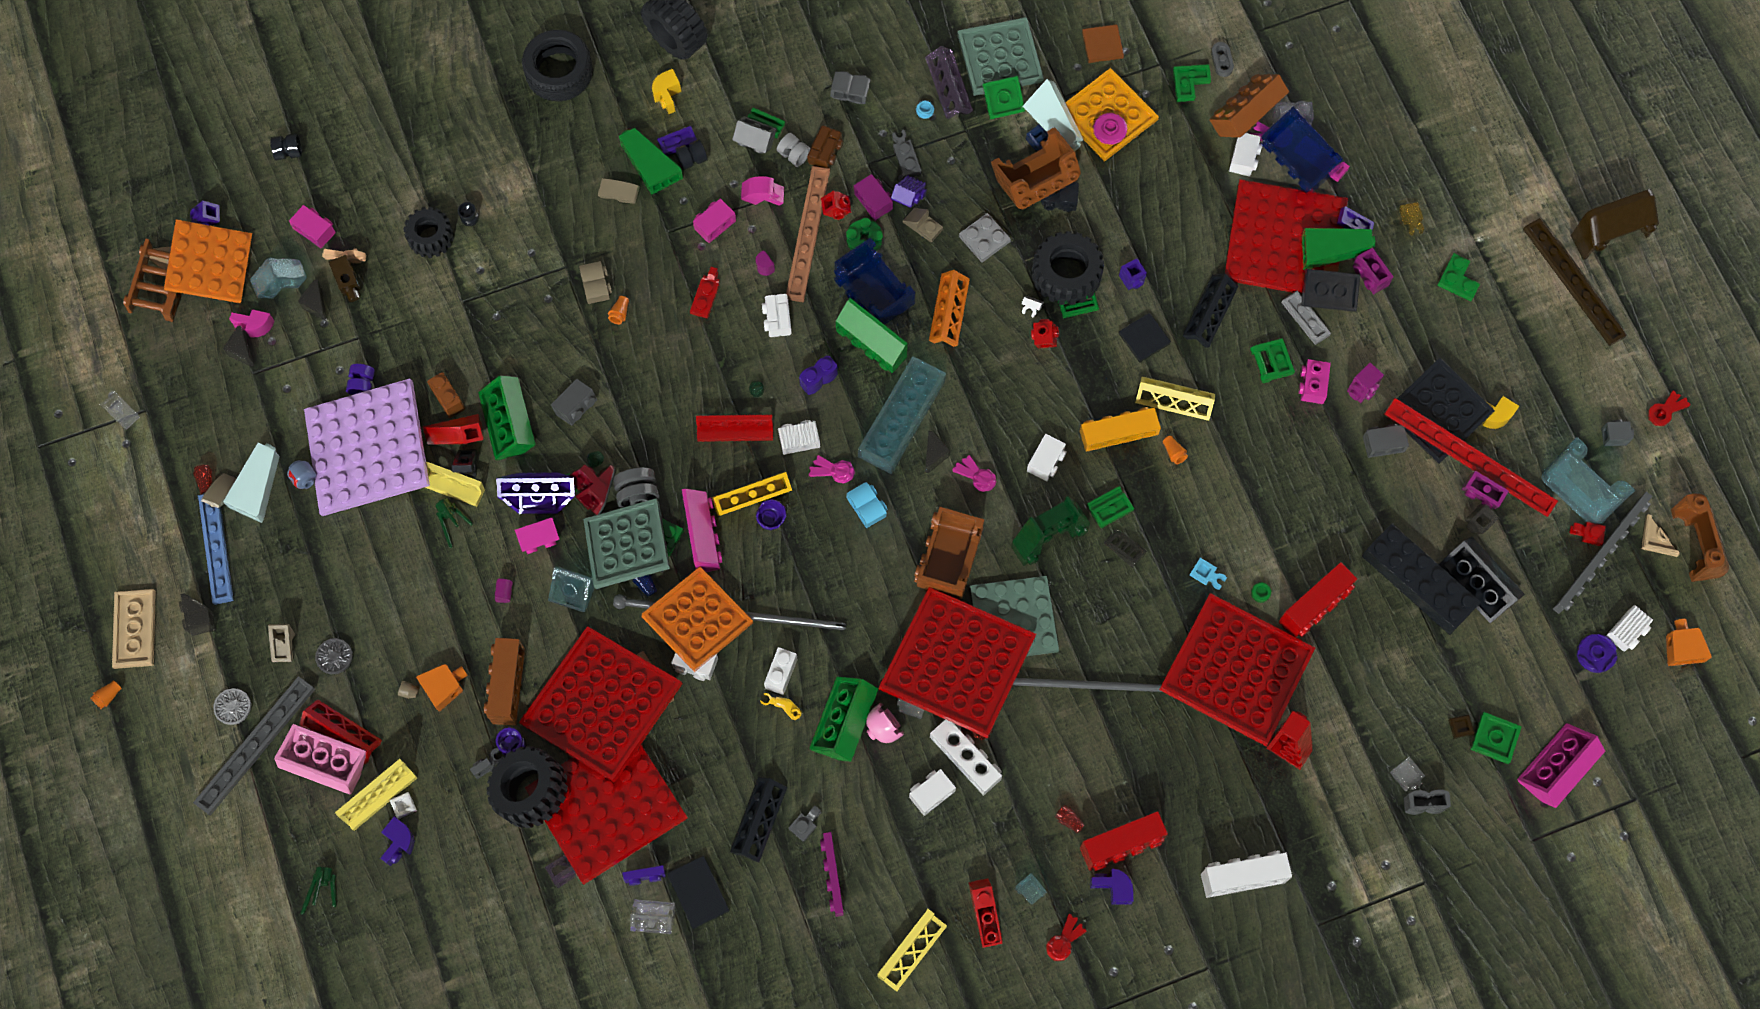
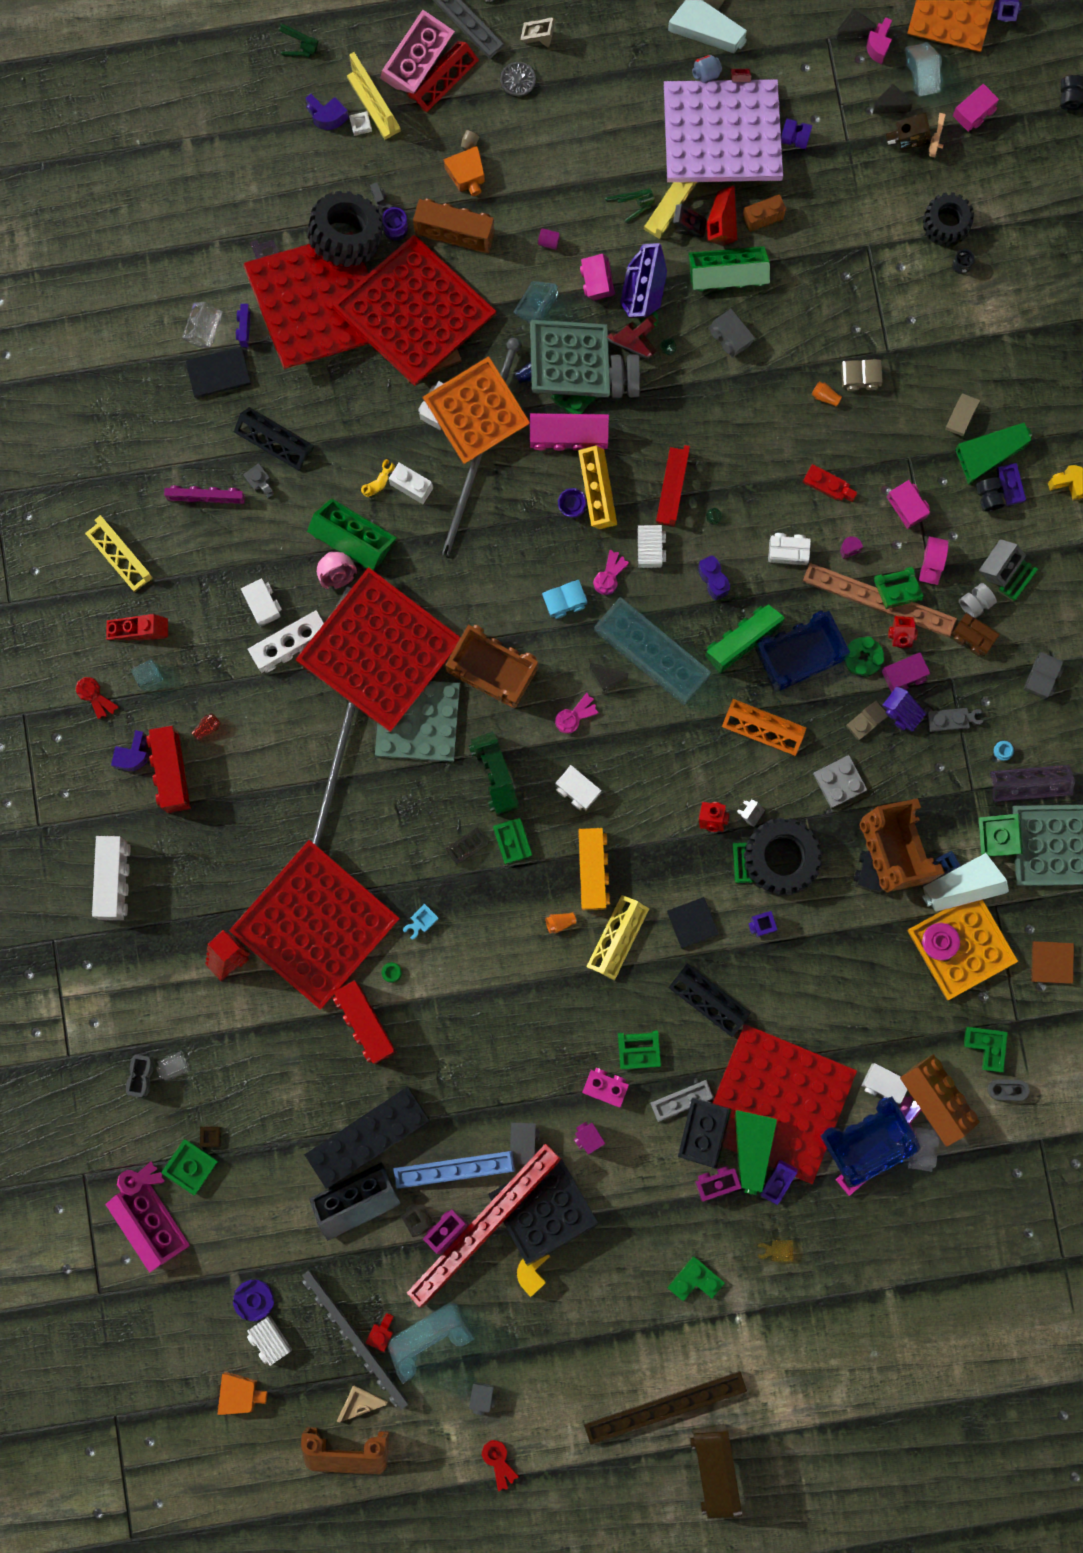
camera: 105 degrees right, 10 degrees up
(304, 442) = (740, 75): none -> dark red tile
(799, 213) = (901, 593): none -> green plate
(1427, 495) = (454, 1169): none -> medium blue tile
(1528, 784) = (131, 1182): none -> dark pink piece

